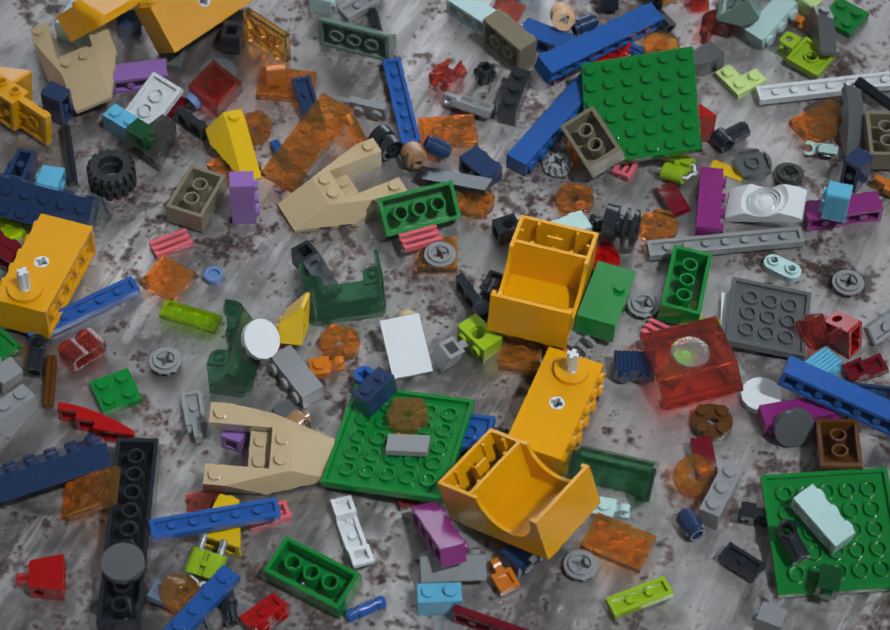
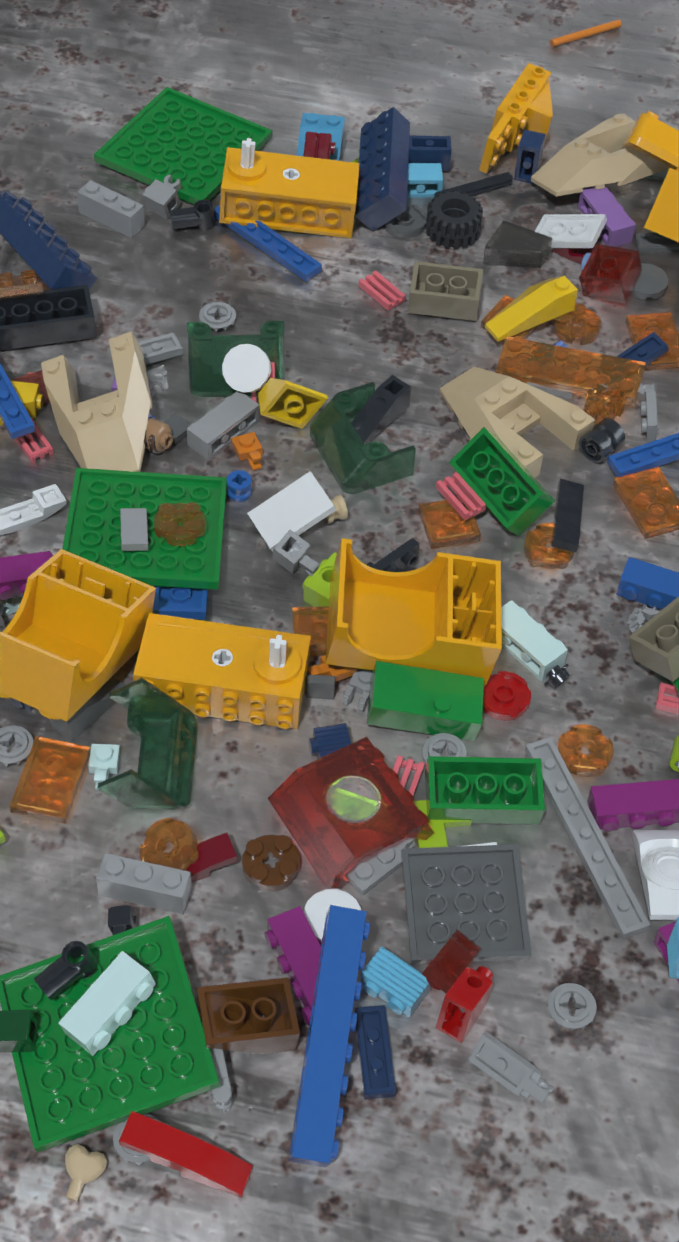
camera: 75 degrees right, 0 degrees up
(49, 382) = (165, 235): reddish brown axle -> none
(82, 349) = (211, 248): clear red brick -> none
(94, 422) = (115, 280): red slope -> none
(116, 121) = (530, 210): medium azure brick -> none
(116, 392) = (166, 287): green plate -> none
(140, 134) = (507, 220): dark green brick -> none
(168, 278) = (332, 298): clear orange plate -> none
(190, 316) = (289, 311): clear neon green tile -> none
(191, 123) = (560, 265): black plate -> none
(213, 276) = (349, 333): medium blue tile -> none
(244, 197) = (450, 318): medium lavender brick -> none
(275, 74) = (656, 317): orange brick -> none
(343, 334) = (286, 446): clear orange plate -> none
(374, 391) = (205, 486): dark blue brick -> none
(412, 154) = (593, 470): medium nougat head -> none
(437, 147) = (614, 489): dark blue brick -> none
(444, 249) = (441, 510): light grey gear -> none
(479, 163) = (603, 540): dark blue brick -> none
(504, 228) = (516, 583): black brick -> none
(574, 191) = (598, 638): clear orange plate -> none
(620, 226) = (555, 697): black wheel -> none
(672, 198) = (638, 759): dark red slope -> none
(690, 524) = (90, 855): dark blue brick -> none
(741, 562) = (43, 927): black plate -> none
(781, 268) = (571, 914): light aqua plate -> none
(794, 427) = (274, 953): dark grey tile -> none
(866, 369) = (419, 1050): dark red slope -> none

